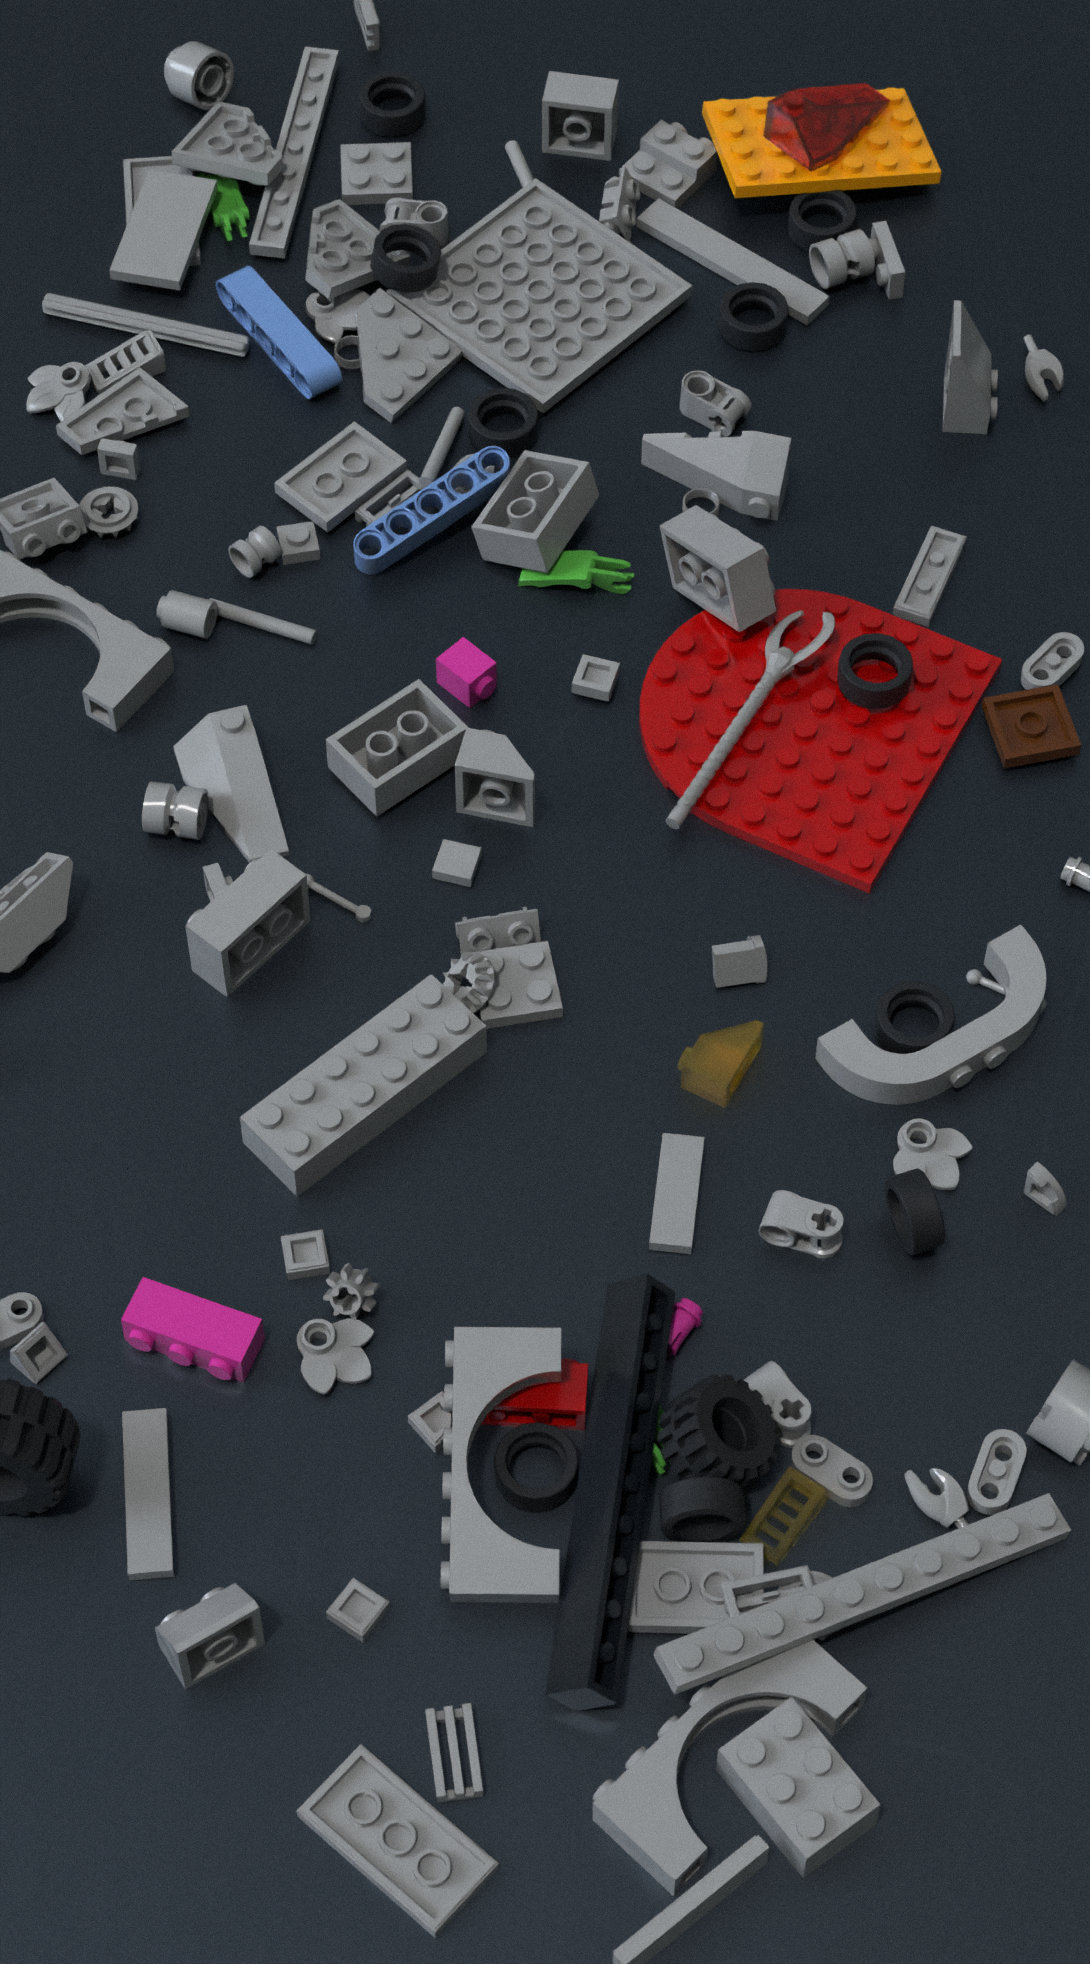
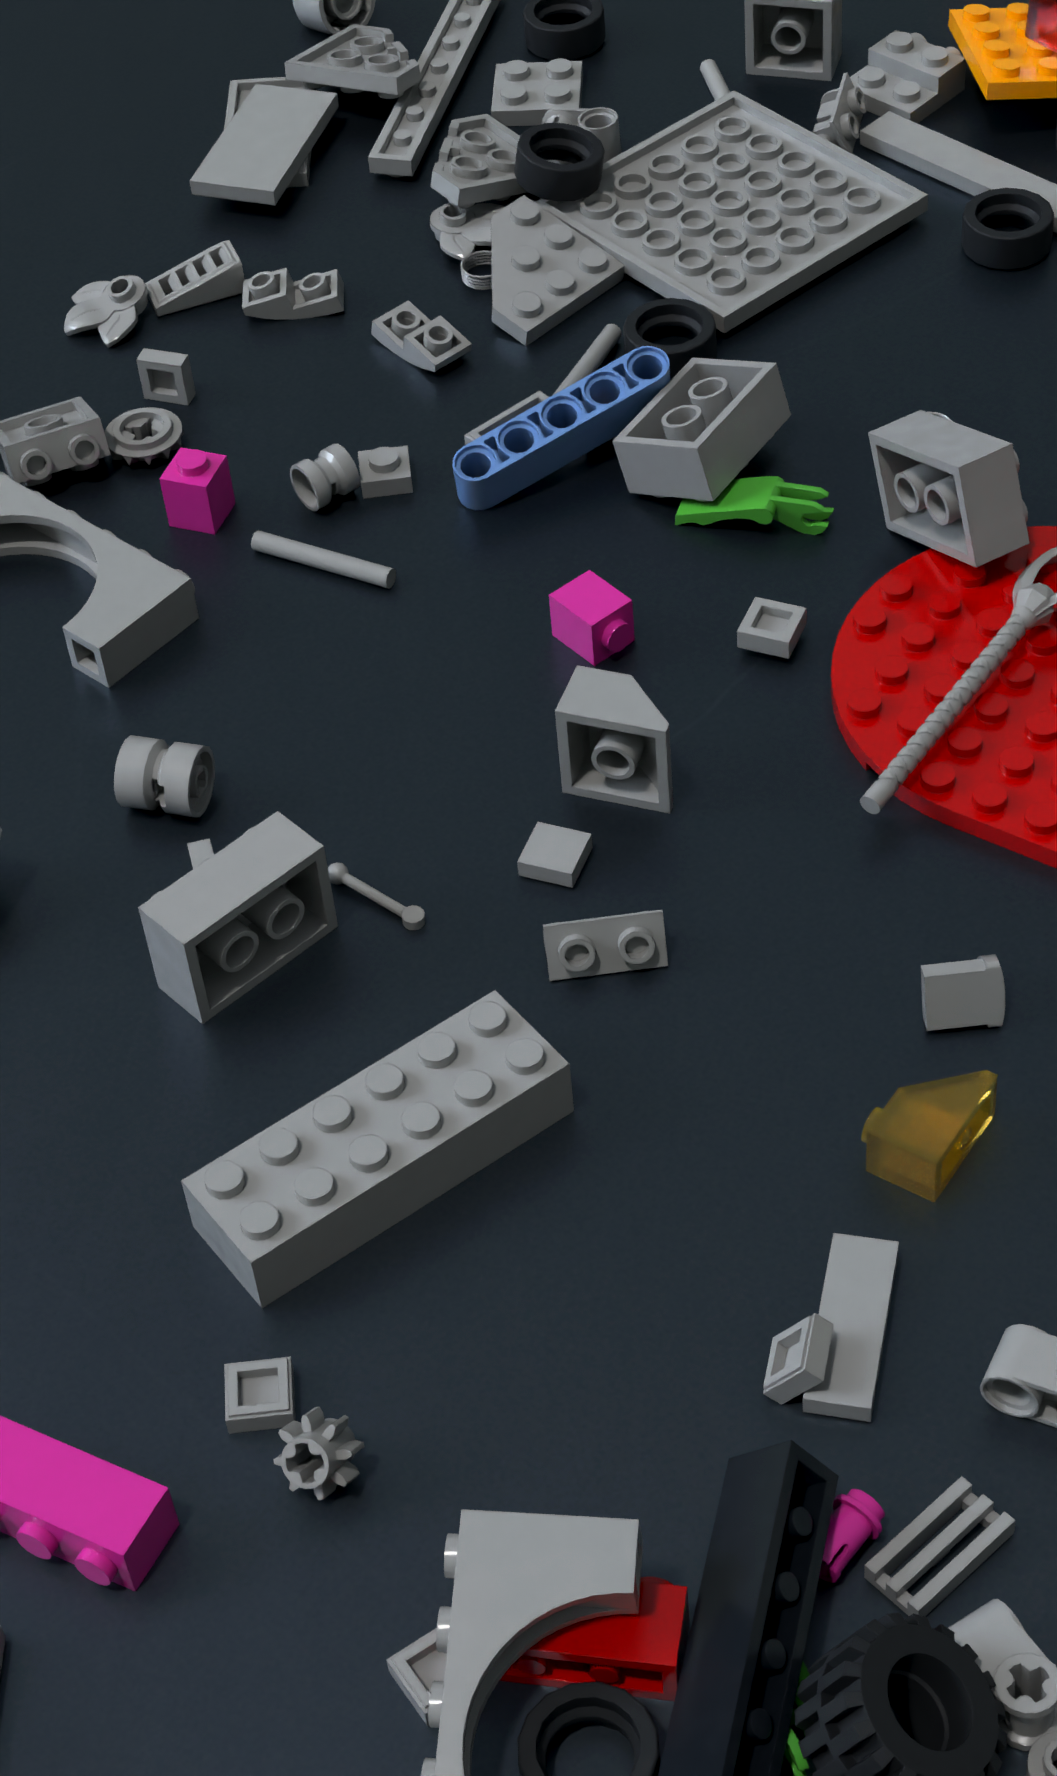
camera: 10 degrees right, 10 degrees down
(122, 412) = (188, 324): light grey wing -> none
(139, 322) = (246, 244): light grey axle -> none
(160, 565) = (197, 490): none -> dark pink brick
(187, 613) = (225, 546): light grey brick -> none
(197, 380) = (279, 298): none -> light grey slope
(228, 206) = (350, 125): bright green arm -> none
(228, 762) = (252, 729): light grey wedge -> none
(279, 332) = (393, 246): medium blue beam -> none
(307, 418) = (418, 339): none -> light grey slope
(340, 476) = (449, 397): light grey plate -> none
(340, 1355) = (286, 1559): light grey plate -> none
(396, 747) = (478, 702): light grey brick -> none
(478, 971) = (566, 991): light grey gear -> none
(523, 986) = (624, 1018): light grey plate -> none
(645, 1217) = (798, 1358): none -> light grey tile
(711, 402) = (945, 317): light grey piece -> none
(743, 471) = (979, 381): light grey wedge -> none
(758, 1307) = (902, 1546): none -> light grey tile

